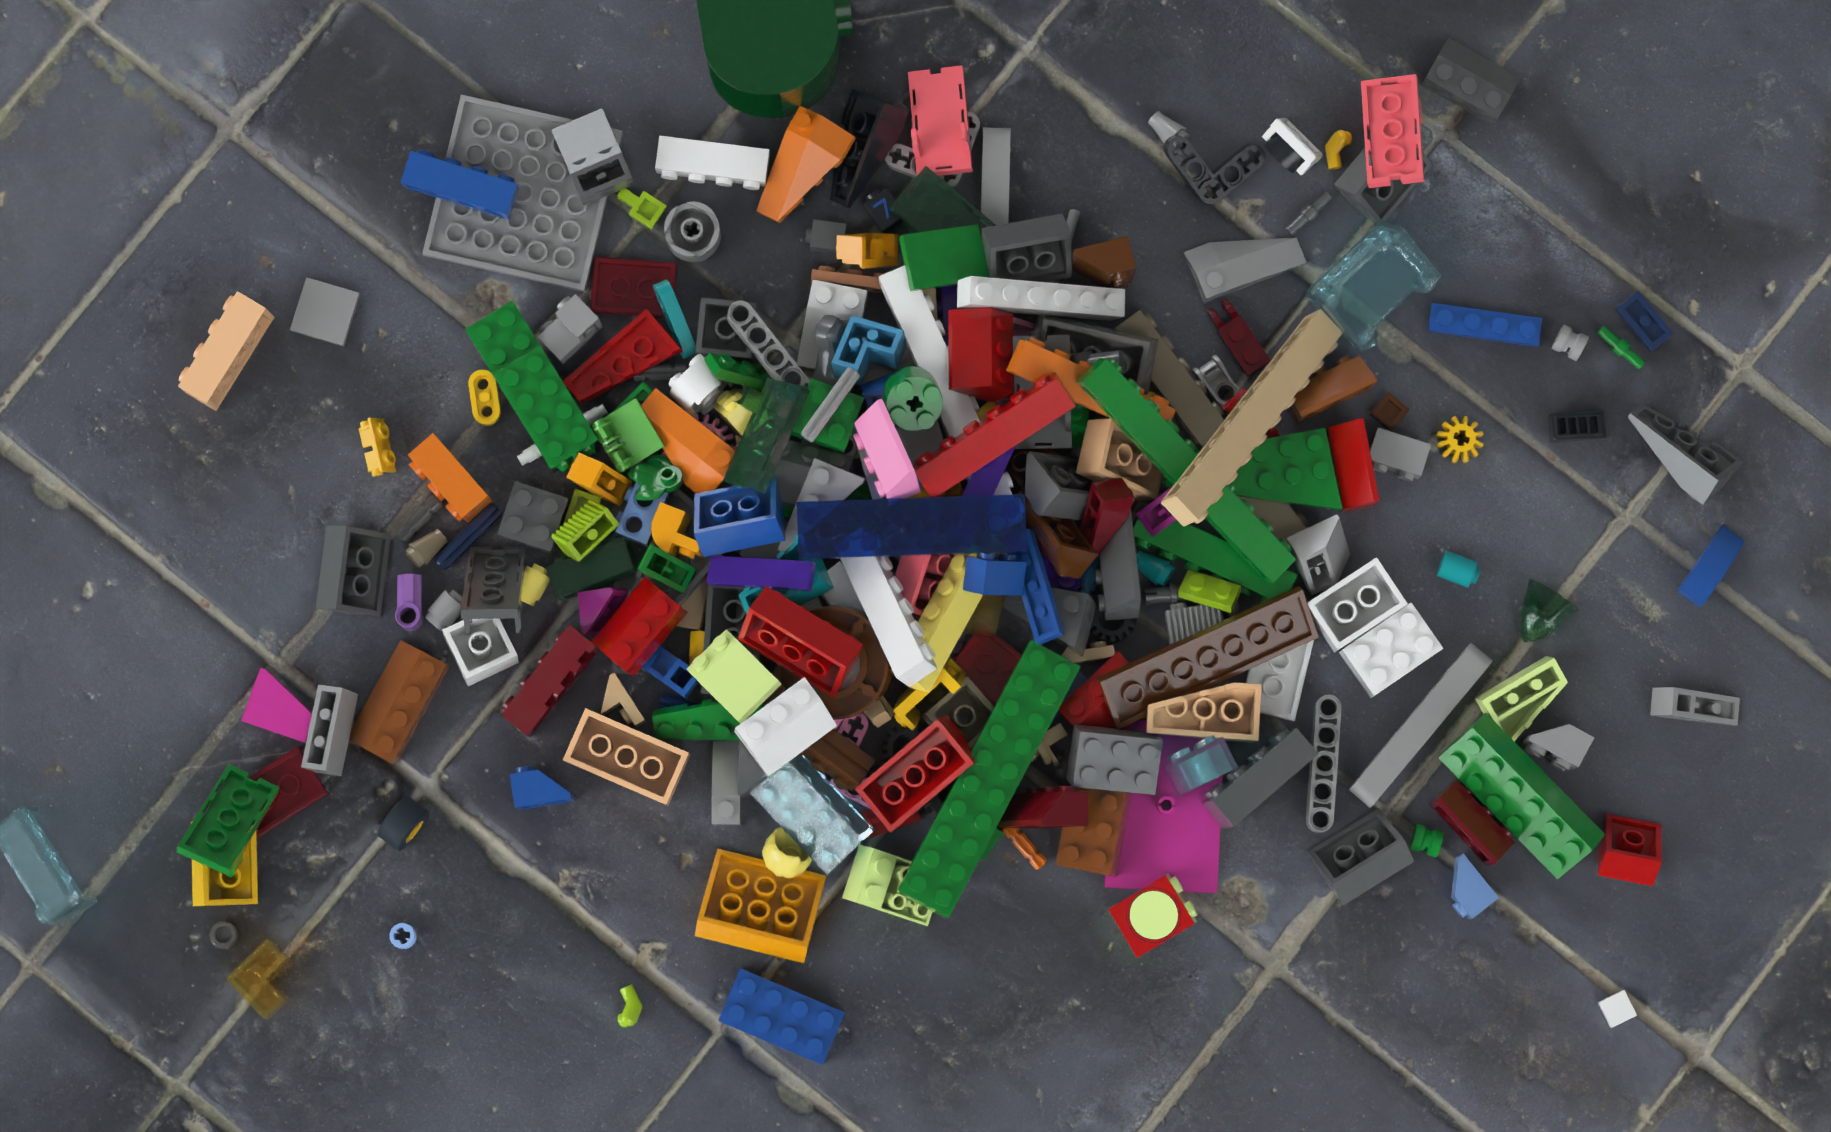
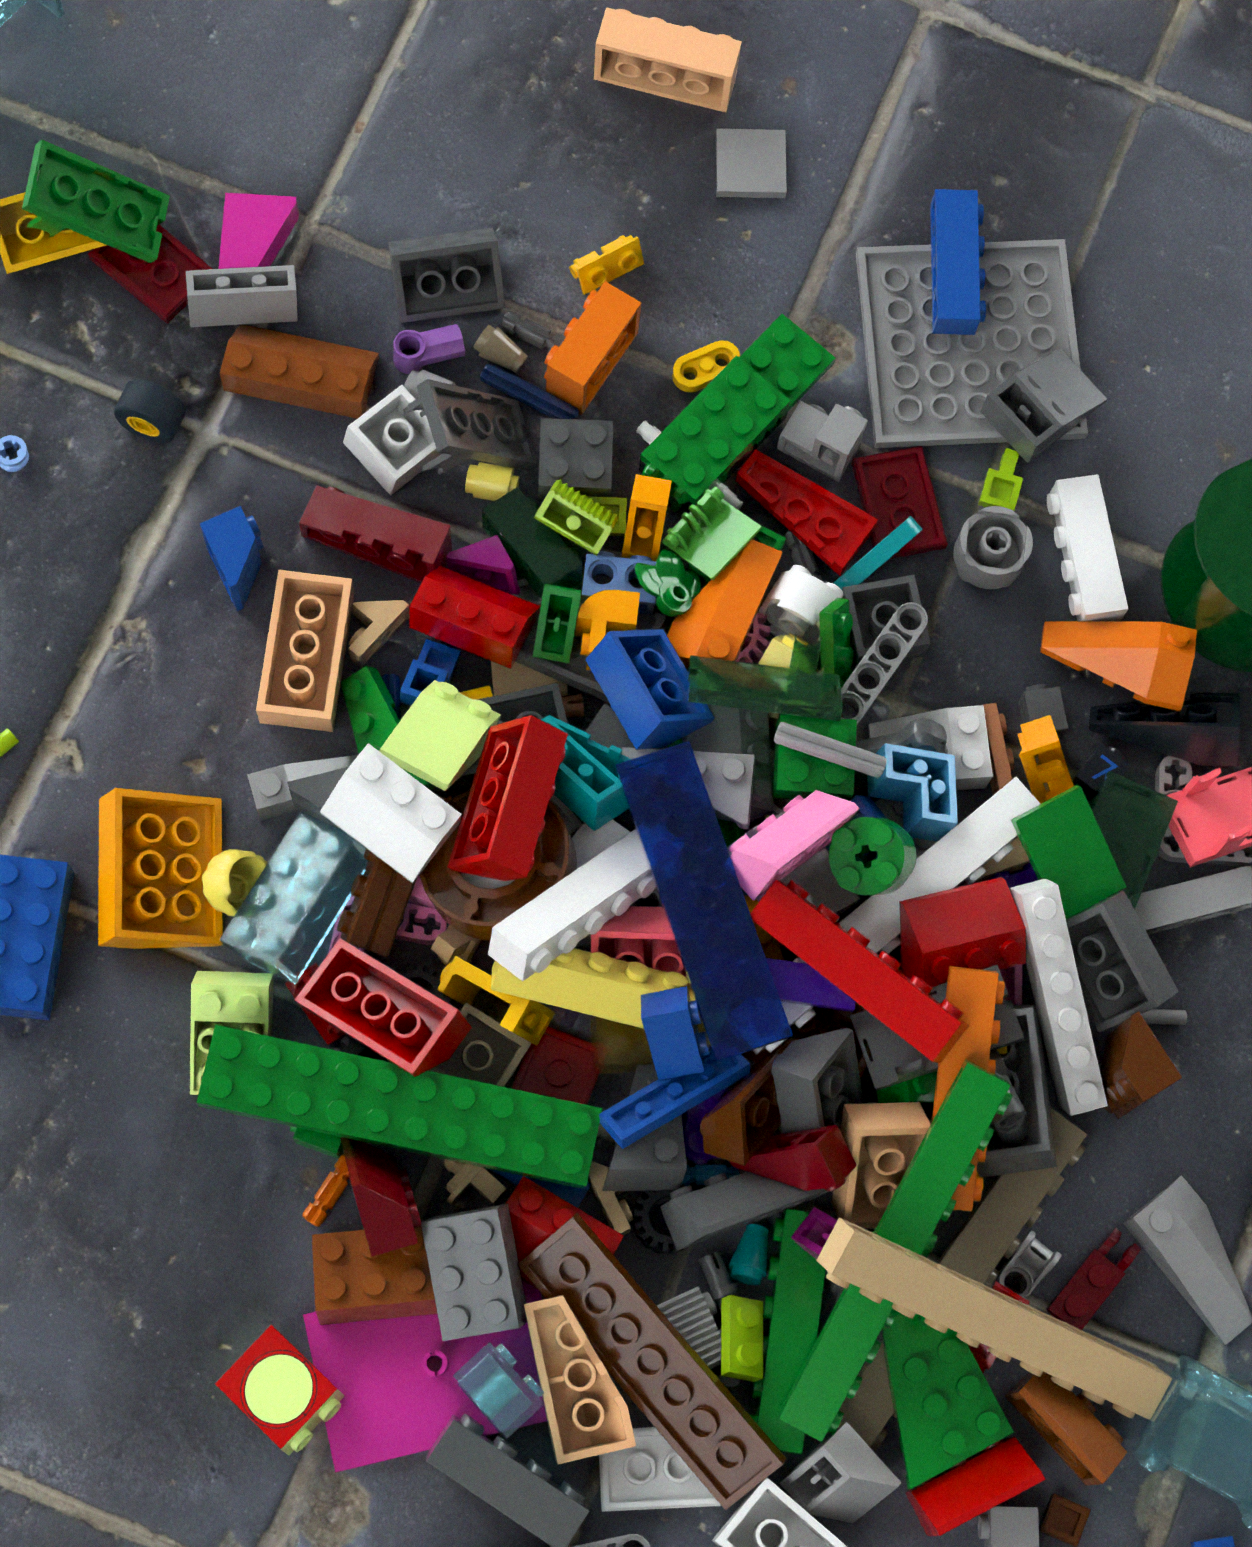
camera: 65 degrees right, 10 degrees down
(761, 573) = (585, 731): dark purple tile -> none

